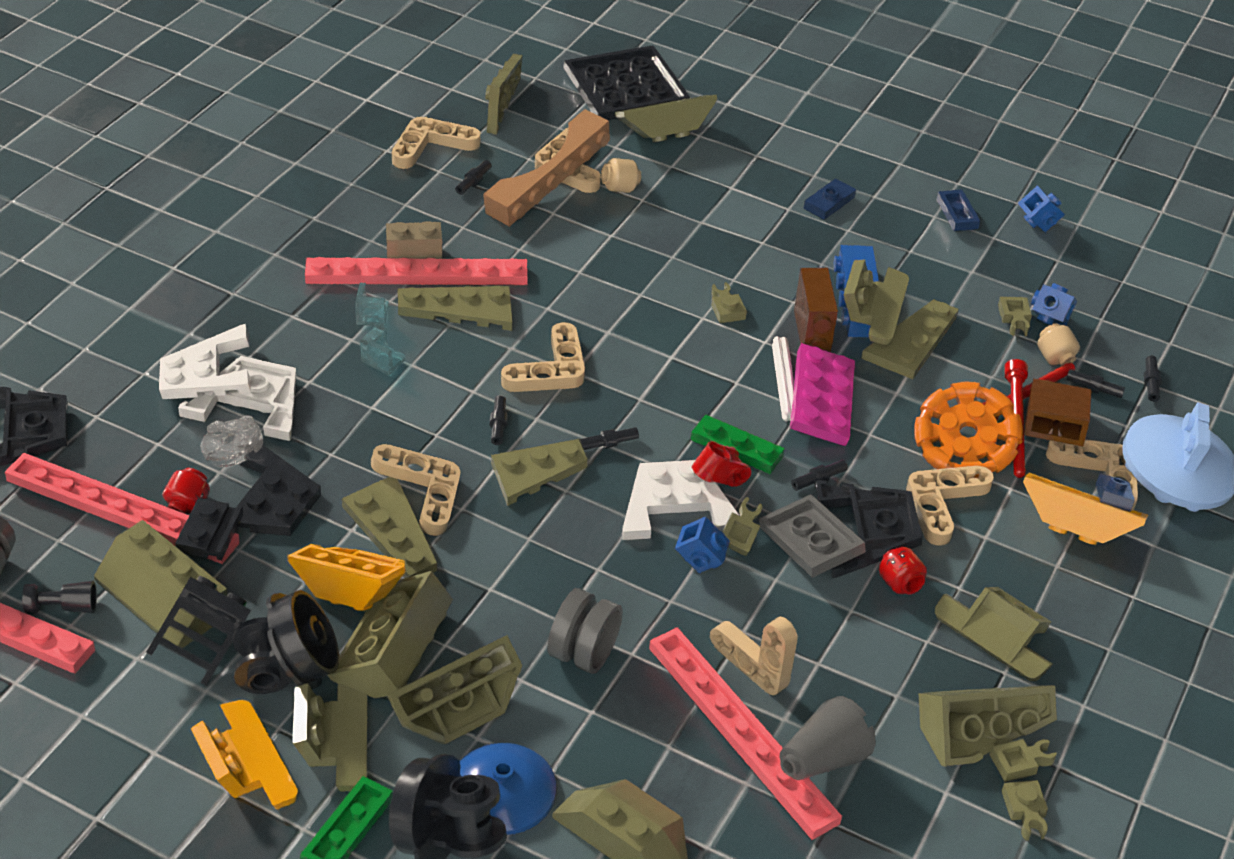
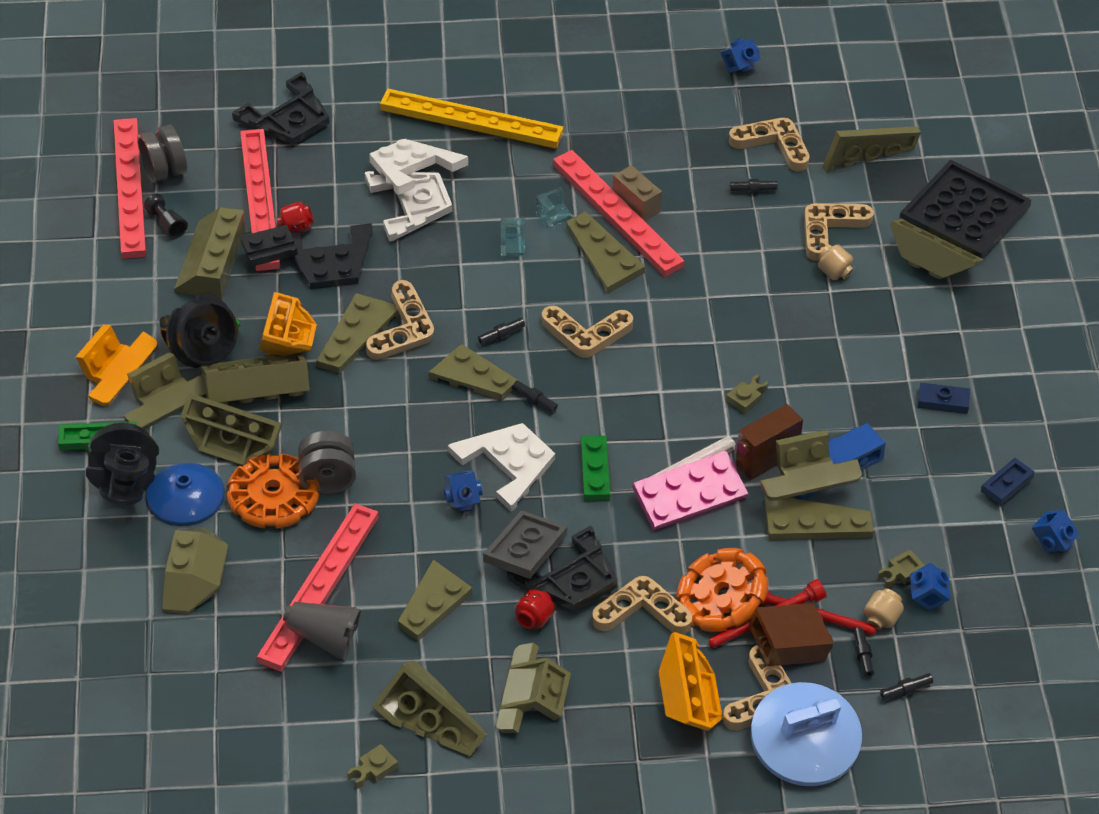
camera: 60 degrees right, 5 degrees up
(182, 302) = (472, 118): none -> yellow plate
(210, 607) = (194, 277): black plate -> none
(231, 441) = (358, 212): clear plate -> none
(310, 102) = (740, 55): none -> blue brick
(516, 195) = (841, 216): medium nougat arch -> none
(563, 719) = (269, 502): none -> orange plate
(721, 465) = (554, 464): red piece -> none
(741, 529) = (499, 504): olive plate -> none
(765, 665) = (379, 560): tan beam -> none
(819, 473) = (601, 526): black bar -> none
(829, 649) = (433, 601): none -> olive wing
(1018, 760) = (409, 743): olive plate -> none
(1115, 492) = (715, 697): dark blue plate -> none

